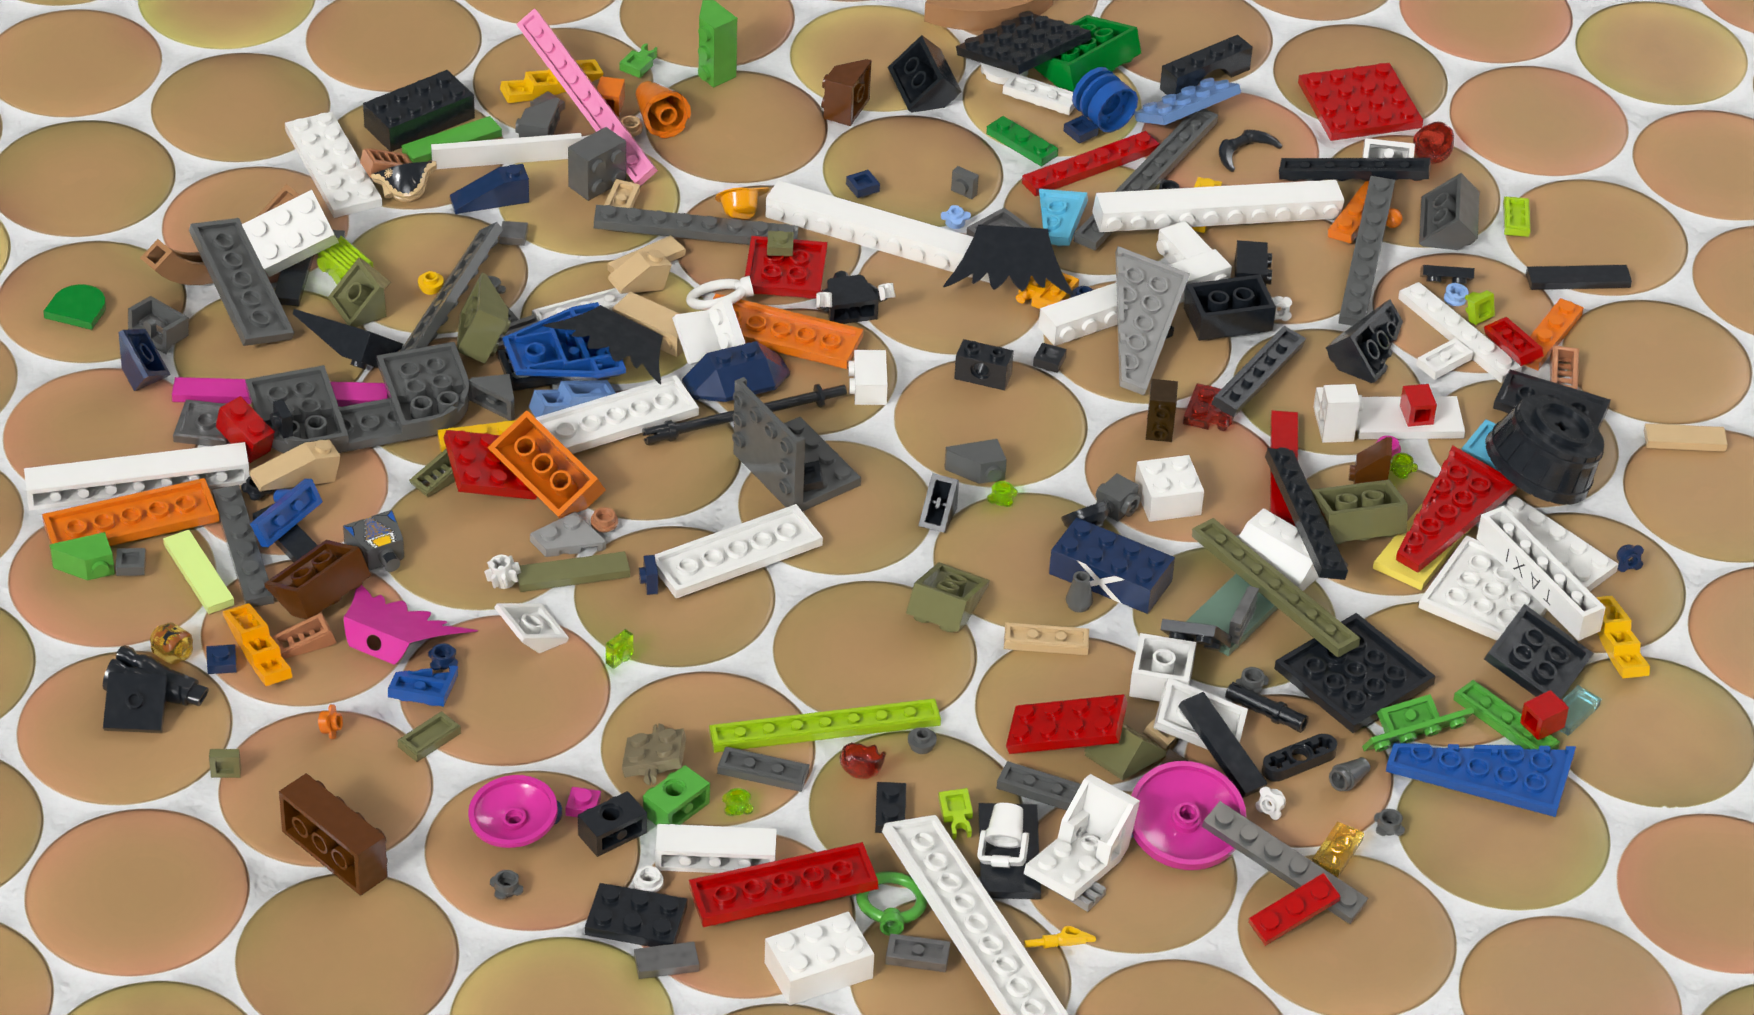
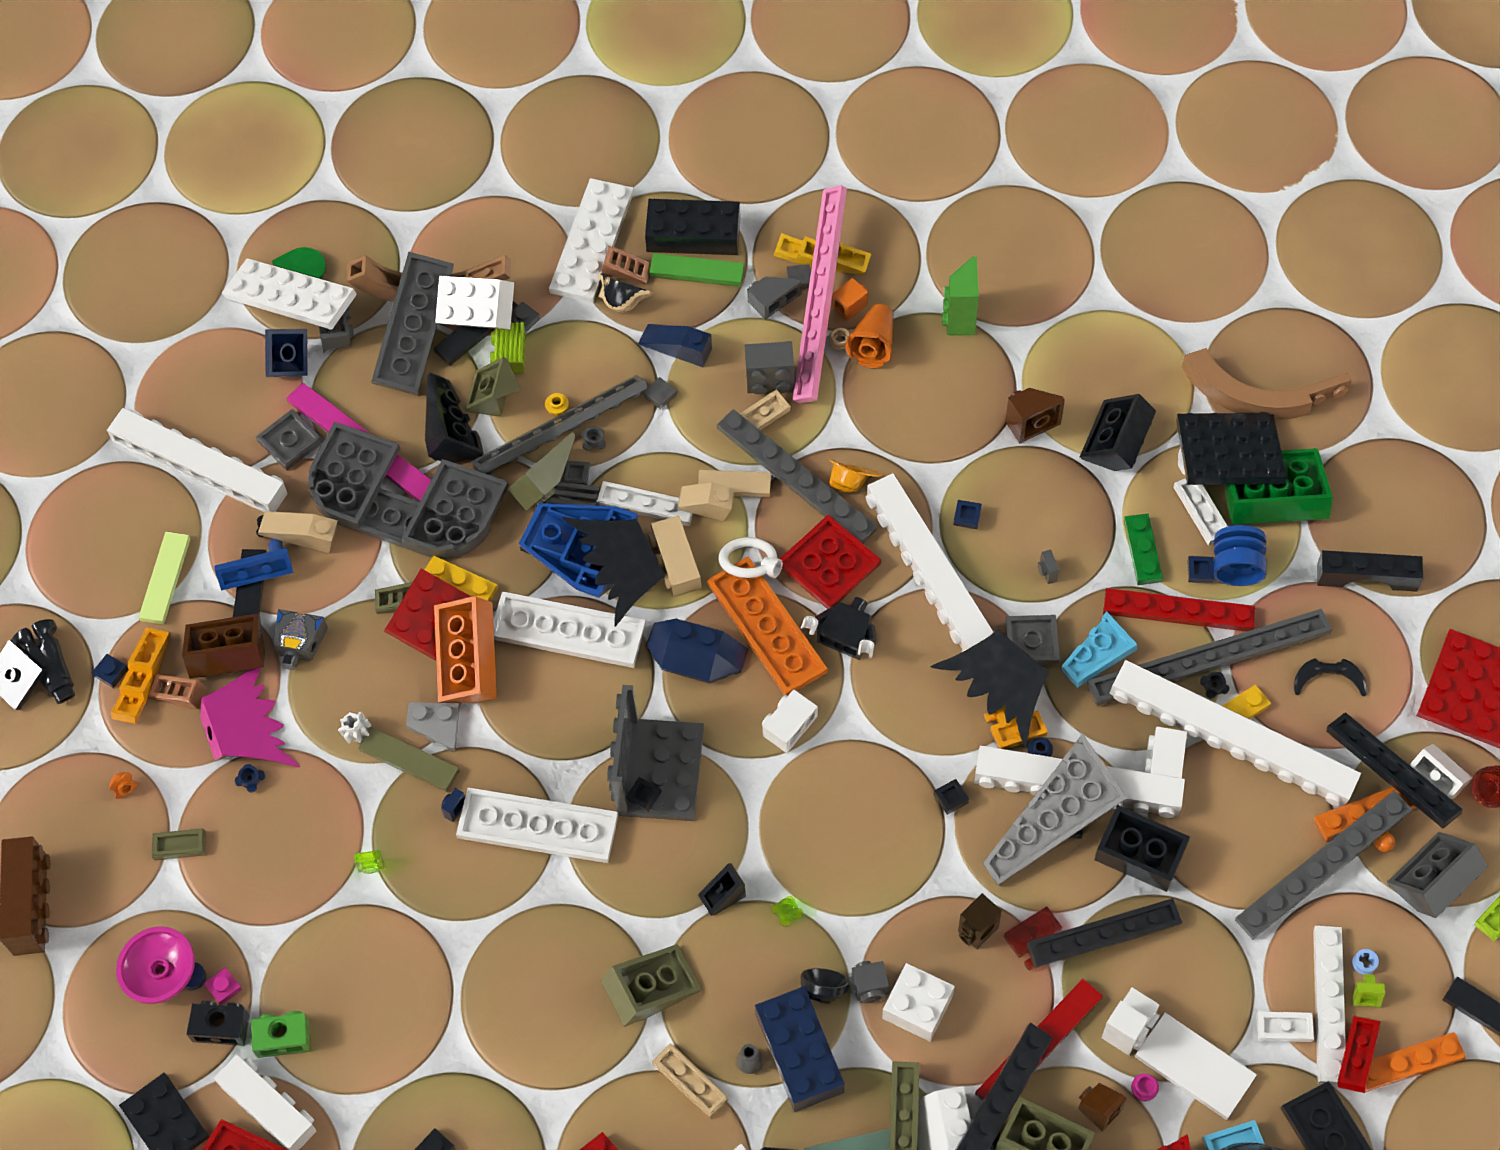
camera: 45 degrees right, 20 degrees up
(84, 557) = (102, 515): bright green slope -> none
(95, 317) = (289, 293): none -> white plate
(130, 561) = (126, 539): dark grey plate -> none
(136, 514) = (162, 497): orange plate -> none
(171, 642) = (86, 634): clear yellow head -> none
(225, 763) = (25, 771): olive plate -> none
(241, 424) = (295, 468): red brick -> none
(242, 545) = (206, 583): dark grey plate -> none
(282, 418) = (316, 481): black plate -> none
(423, 686) = (213, 796): blue wing -> none
(494, 394) = (504, 550): dark grey slope -> none
(503, 151) = (722, 307): white tile -> none
(506, 884) = (99, 1020): dark grey plate -> none
(532, 625) = (331, 792): white slope -> none
(568, 395) = (550, 588): medium blue slope -> none
(604, 519) = (472, 726): nougat plate -> none
(638, 62) = (905, 276): bright green plate -> none
(648, 879) = (196, 1088): white plate -> none
(654, 753) = (300, 981): dark tan plate -> none
(671, 430) = (596, 671): black bar -> none
(708, 330) = (696, 597): white bracket -> none
(737, 802) = (320, 1063): clear neon green plate -> none
(763, 769) = (372, 1050): dark grey tile -> none
(780, 243) = (839, 539): olive plate -> none
(825, 725) = (453, 1042): lime tile -> none
(861, 761) = (439, 1099): clear red hair -> none
(922, 740) = (509, 1118): dark grey plate -> none
(955, 217) = (1012, 602): light blue plate -> none
(977, 461) = (796, 866): dark grey slope -> none
(983, 364) = (888, 770): black brick -> none
(1187, 102) = (1316, 599): medium blue plate -> none
(1253, 259) = (1207, 814): black brick -> none
(1285, 304) = (1189, 874): white plate -> none
(1367, 344) = (1226, 965): black wedge -> none
(1402, 465) = (1143, 1107): clear neon green plate -> none
(1418, 405) = (1204, 1065): red brick -> none
(1437, 273) = (1374, 934): black plate -> none
(1567, 355) = (1397, 1097): nougat slope -> none

